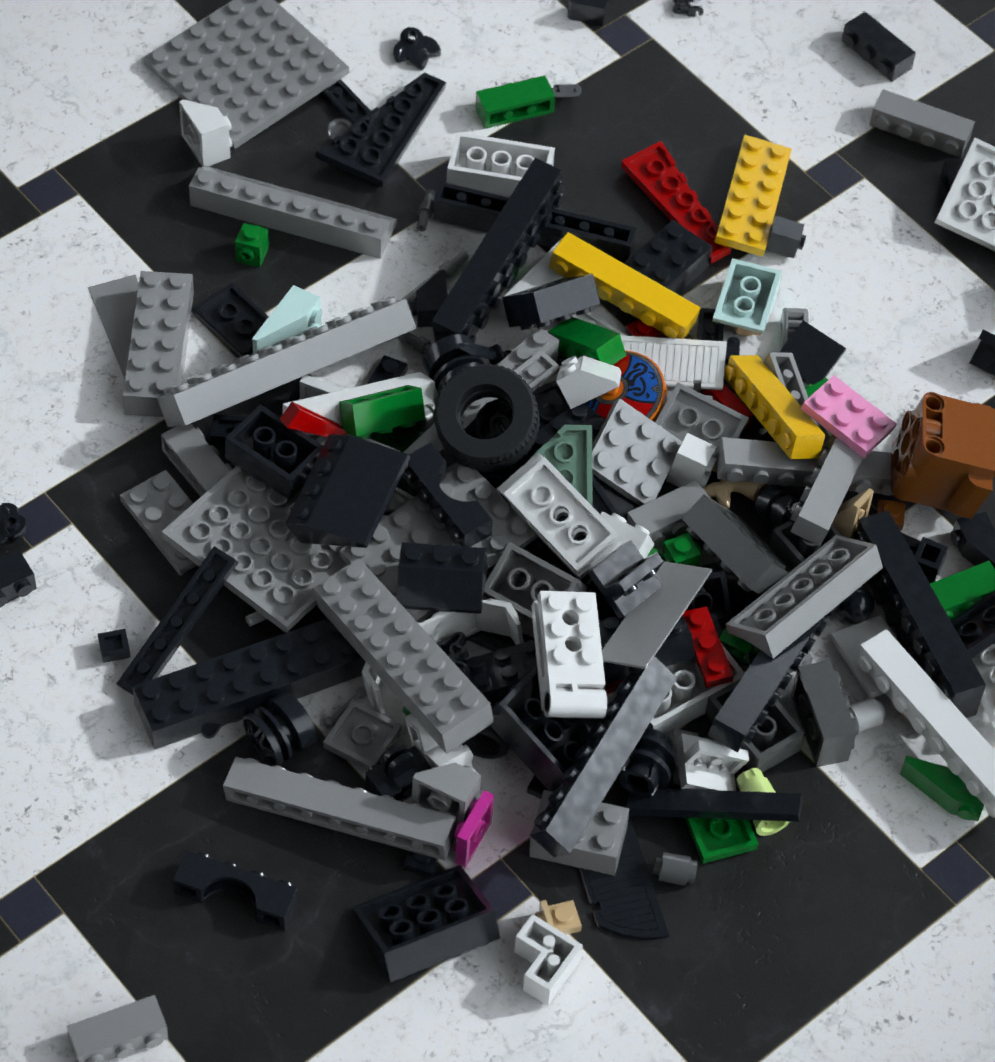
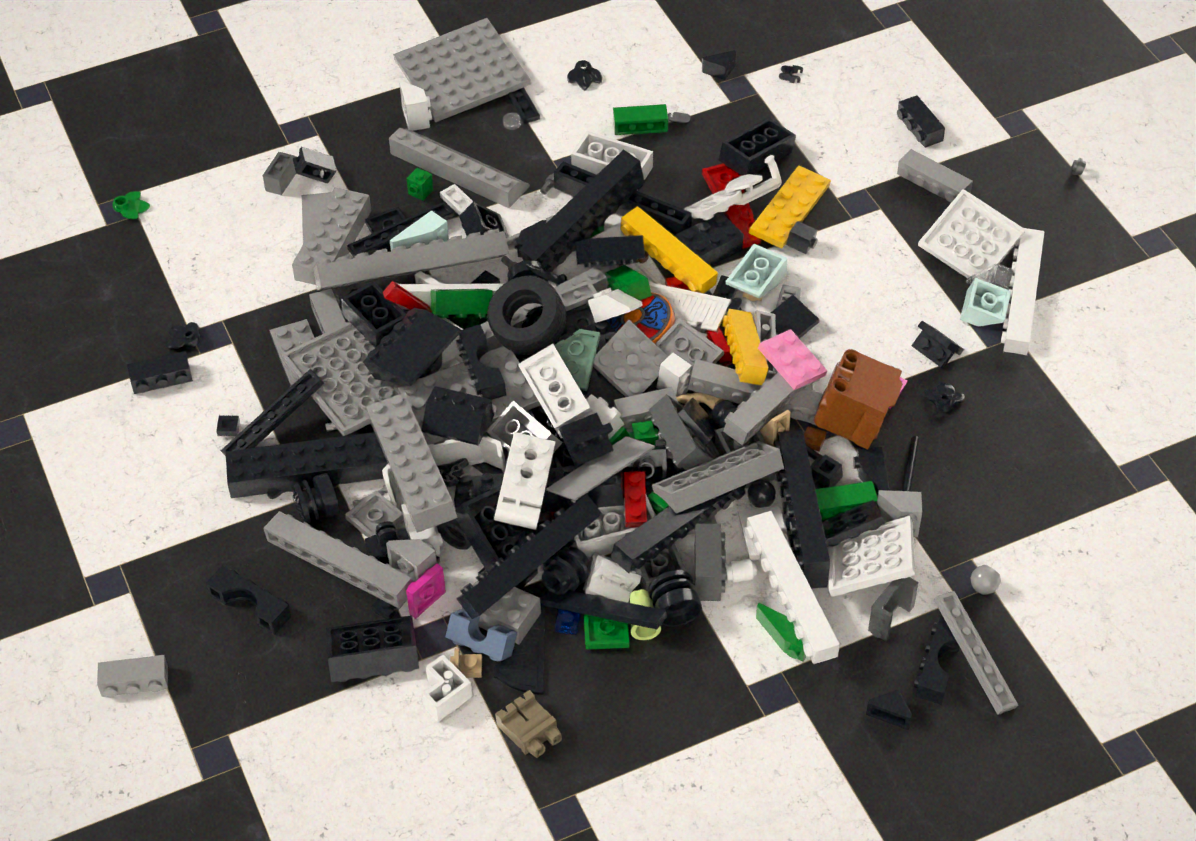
camera: 20 degrees right, 5 degrees down
(50, 261) = (279, 173): none -> dark grey panel
(98, 242) = (314, 165): none -> black brick
(246, 320) = (381, 239): none -> black tile
(311, 260) = (455, 198): none -> white plate
(355, 287) = (481, 219): none -> black slope
(383, 135) = (539, 127): black wing -> none
(542, 875) = (465, 631): none -> sand blue arch
(666, 831) = (567, 622): none -> clear blue plate
(669, 984) = (528, 724): none -> dark tan hips
(672, 200) = (732, 194): none -> white plate
(675, 869) = (562, 648): dark grey brick -> none
(686, 119) = (750, 148): none -> black brick
(748, 521) = (698, 421): none -> black tile
(799, 768) = (677, 595): none -> black wheel

